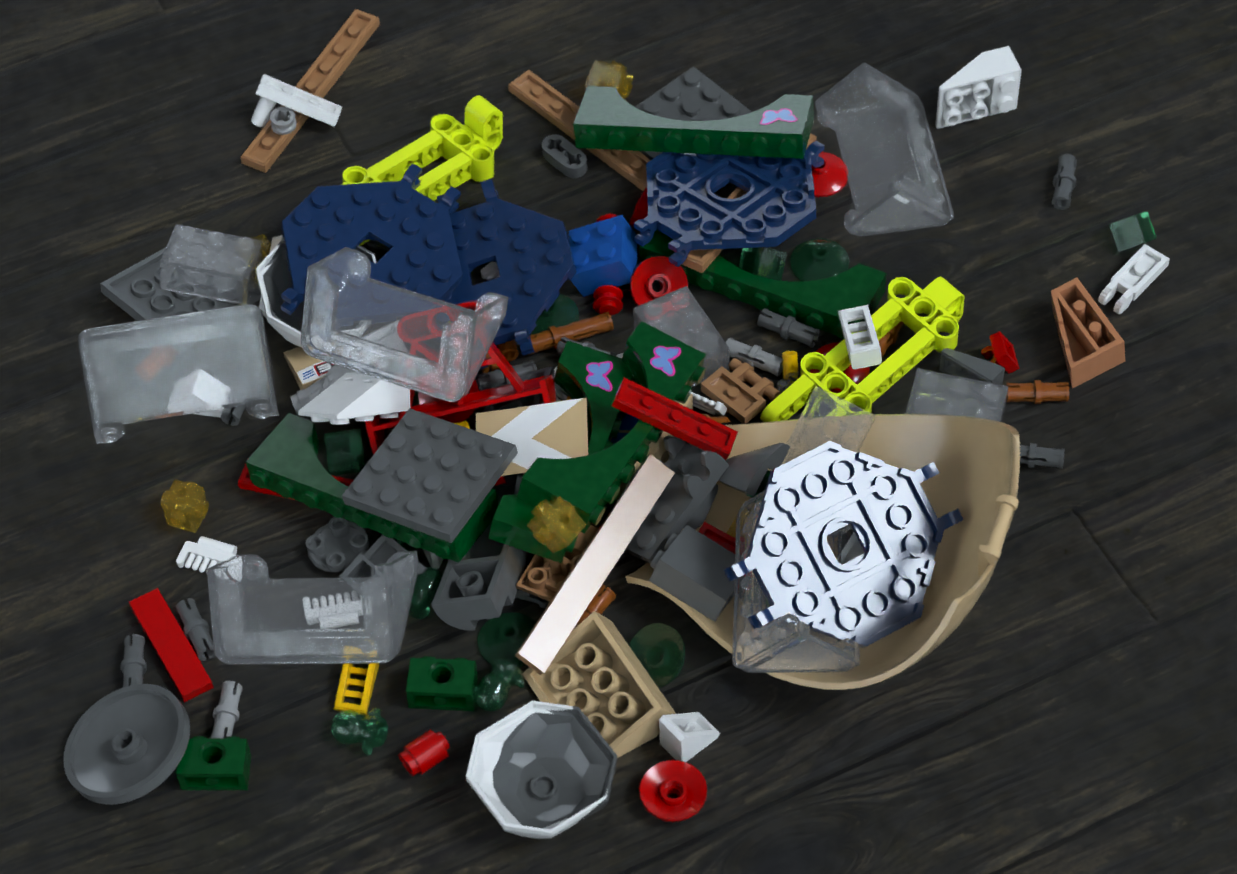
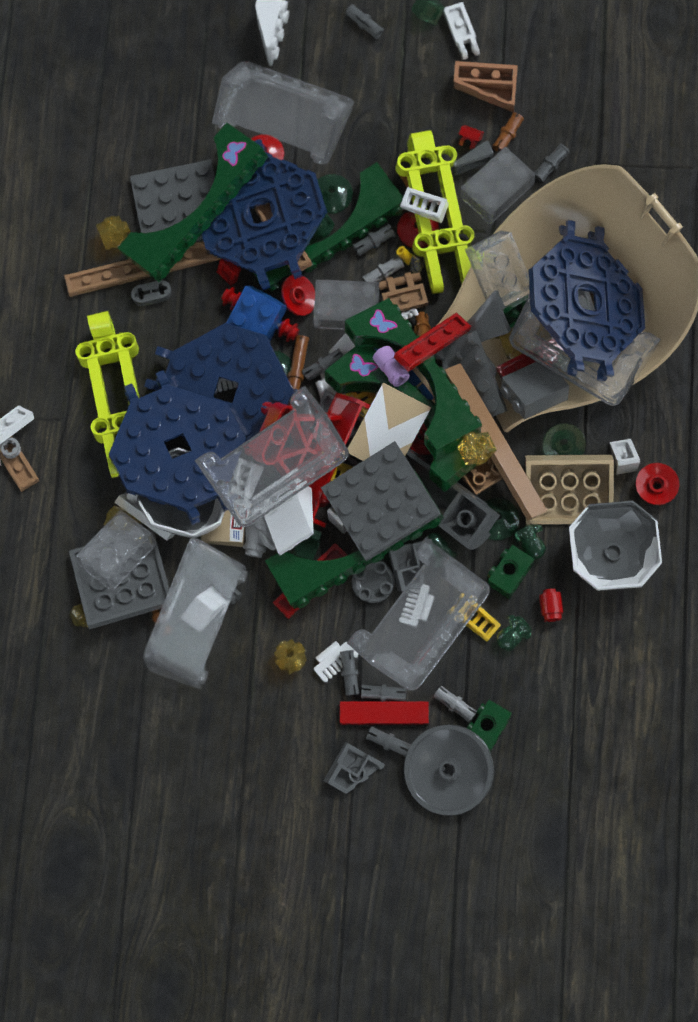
camera: 55 degrees left, 20 degrees up
(76, 644) = (351, 768): none -> dark grey slope
(196, 581) = (349, 672): none -> dark grey pin
(602, 406) = (391, 367): none -> lavender piece

